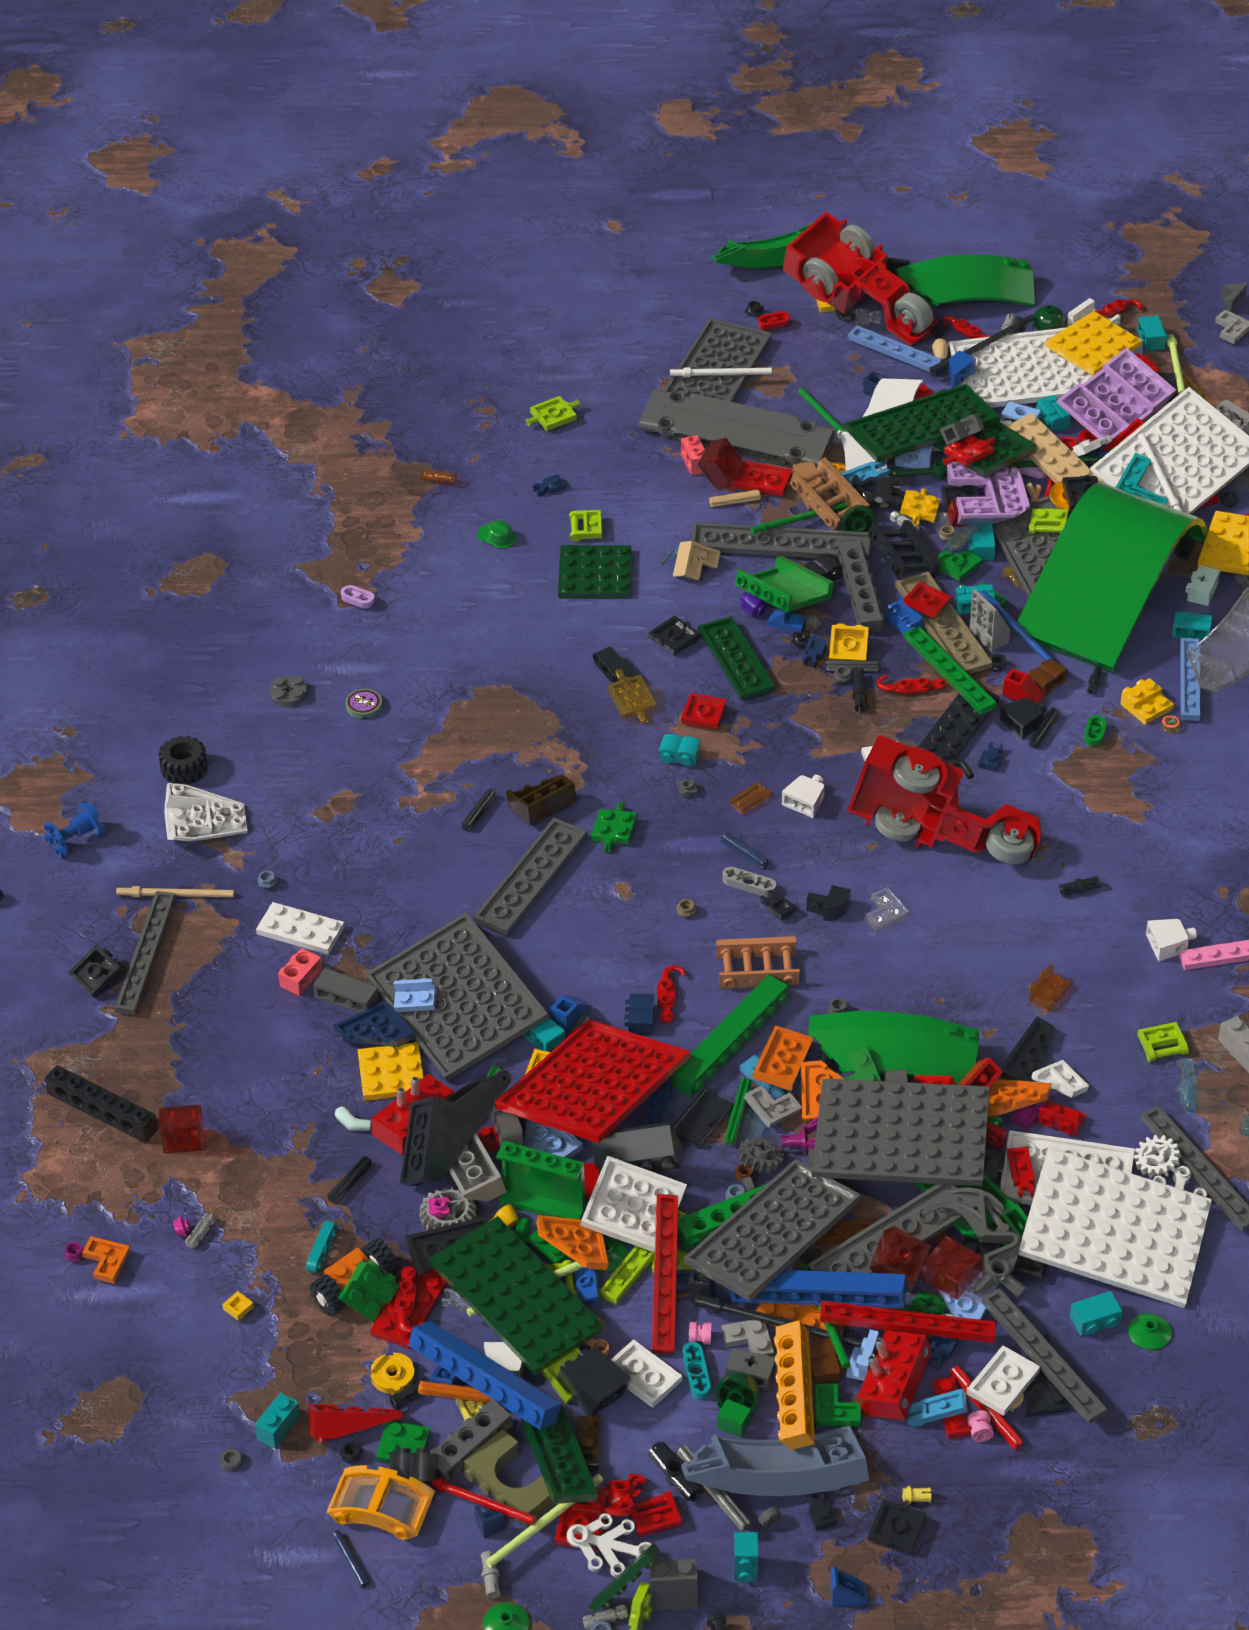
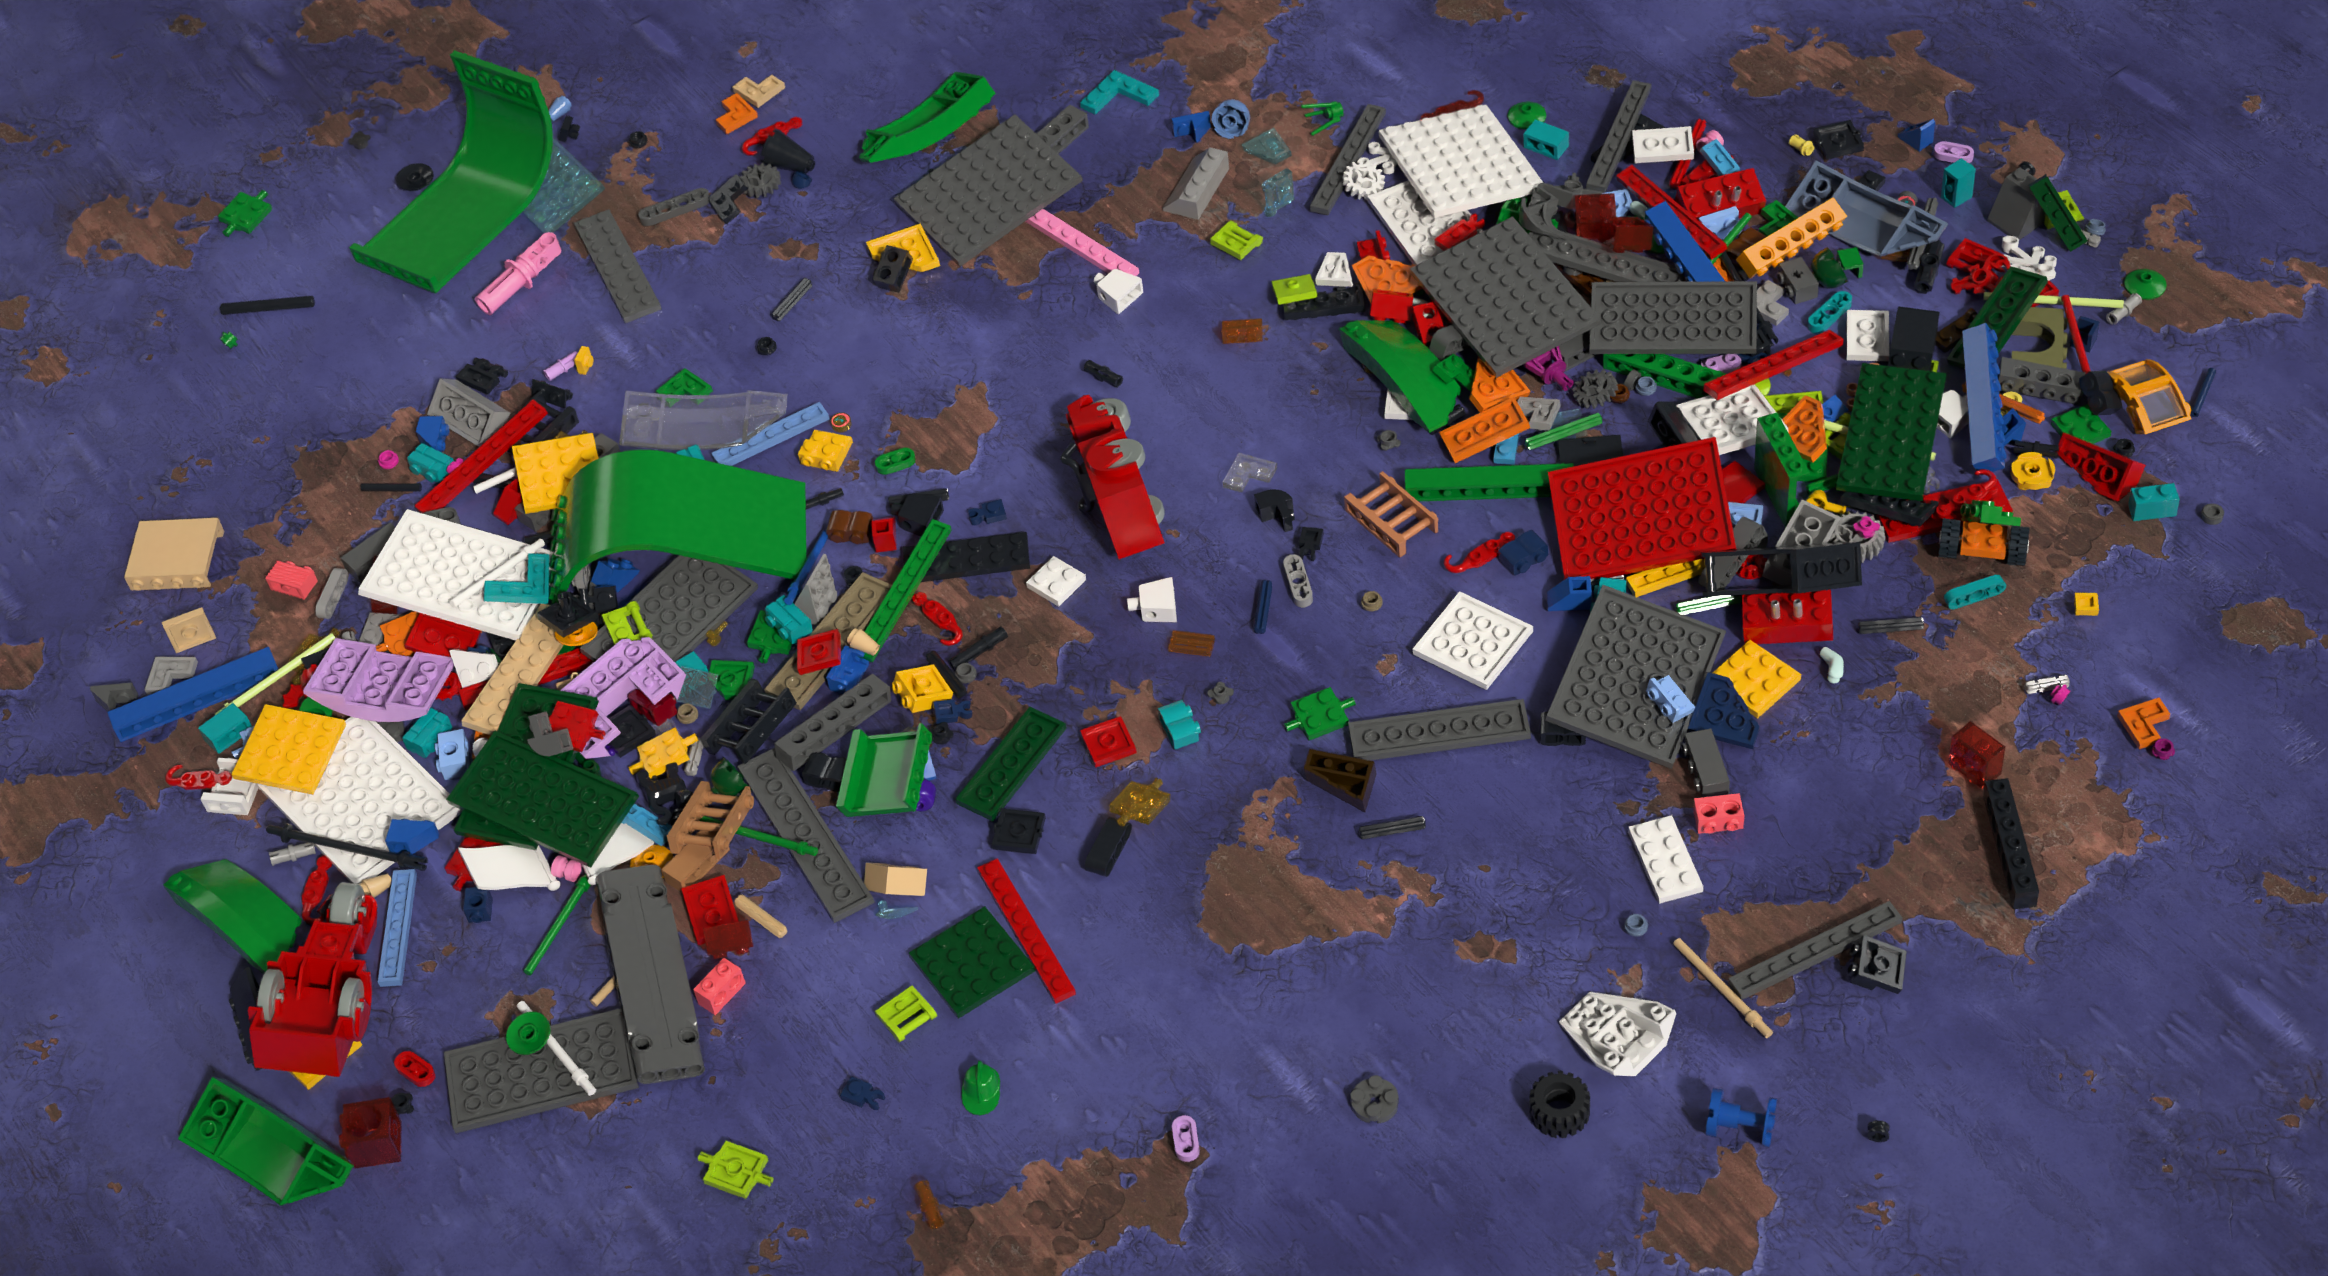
camera: 120 degrees left, 5 degrees up
(363, 703) = (1334, 1021): tile -> none
(590, 939) = (1473, 640): none -> white plate
(592, 605) = (1026, 931): none -> red plate
(700, 1332) = (1799, 326): bright pink wheel -> none
(737, 282) = (379, 1147): none -> clear red brick
(740, 360) = (525, 1026): none -> green dish
(795, 1600) = (1953, 152): none -> lavender plate
(916, 626) = (863, 642): none -> tan cone
(1048, 318) = (251, 825): dark green cylinder -> none
(1063, 1041) = (1294, 289): none -> lime plate
(1200, 330) = (192, 694): none -> blue brick
(1201, 1280) = (1456, 106): none -> clear red piece

